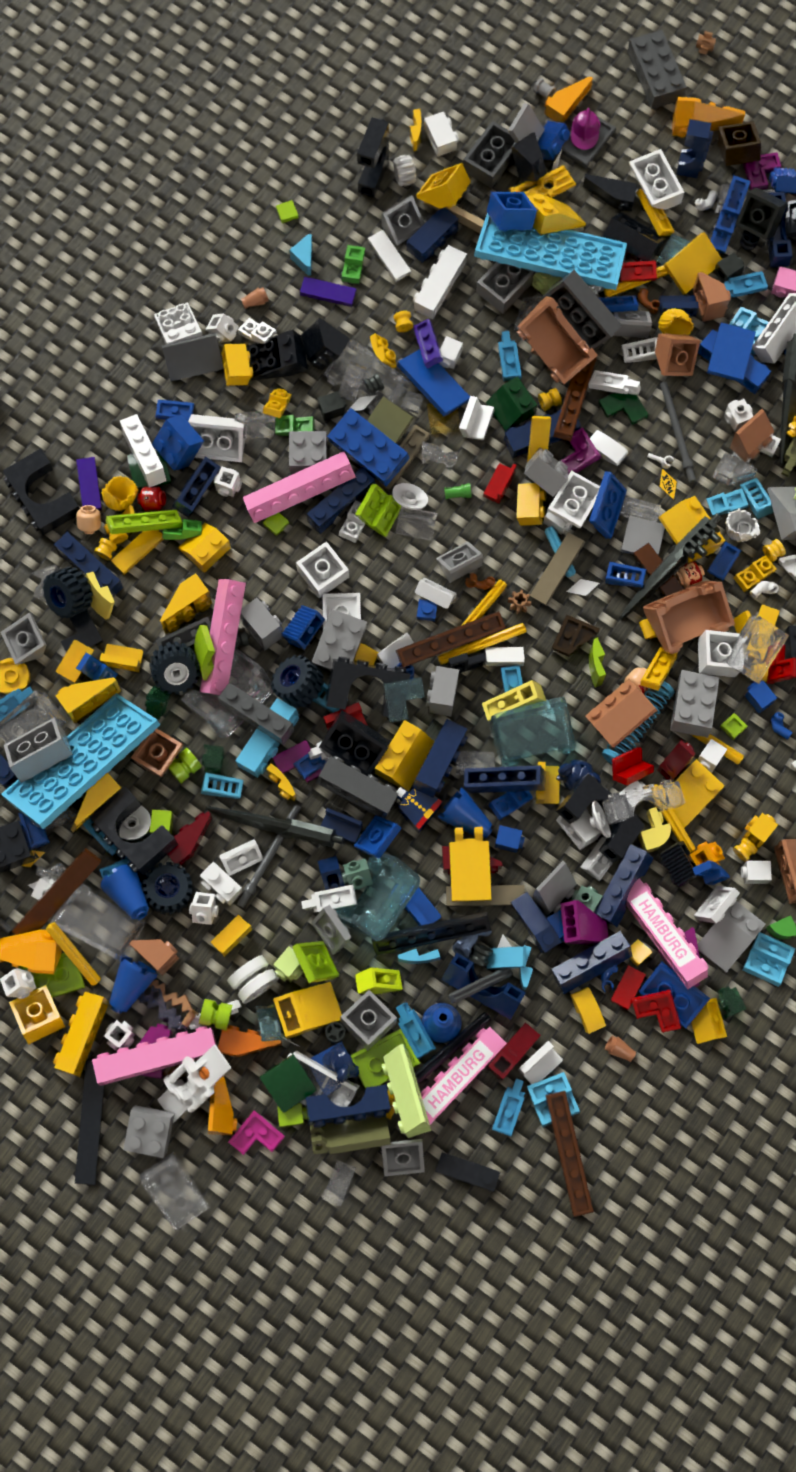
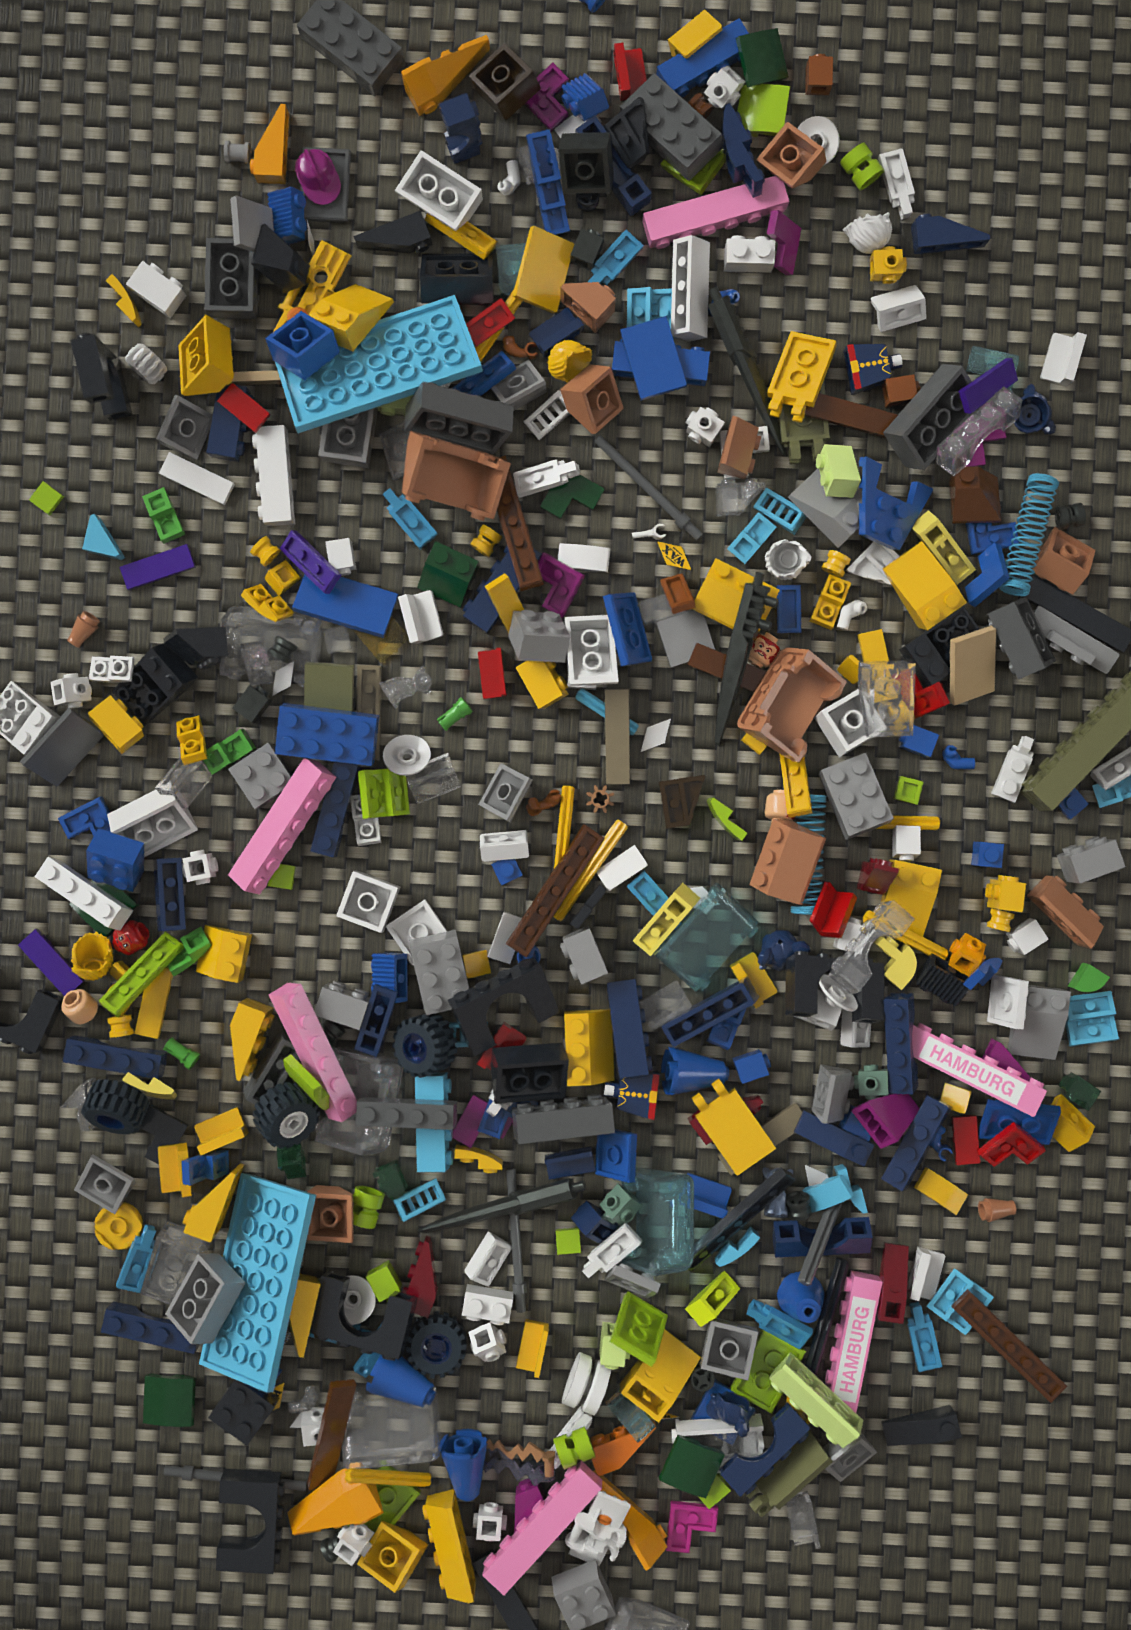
camera: 30 degrees left, 15 degrees up
(134, 596) = (183, 1054): none -> bright green pin
(156, 953) = (469, 1421): nougat slope -> none
(277, 644) = (376, 1020): none -> dark blue slope
(304, 879) = (568, 1241): none -> lime tile
(396, 695) = (541, 993): clear light blue tile -> none
(402, 344) = (282, 577): none -> yellow slope
(448, 228) = (244, 407): none -> red tile
(610, 579) = (675, 701): blue slope -> none
(655, 503) = (677, 593): none -> dark orange tile
(762, 799) = (987, 854): none -> blue brick

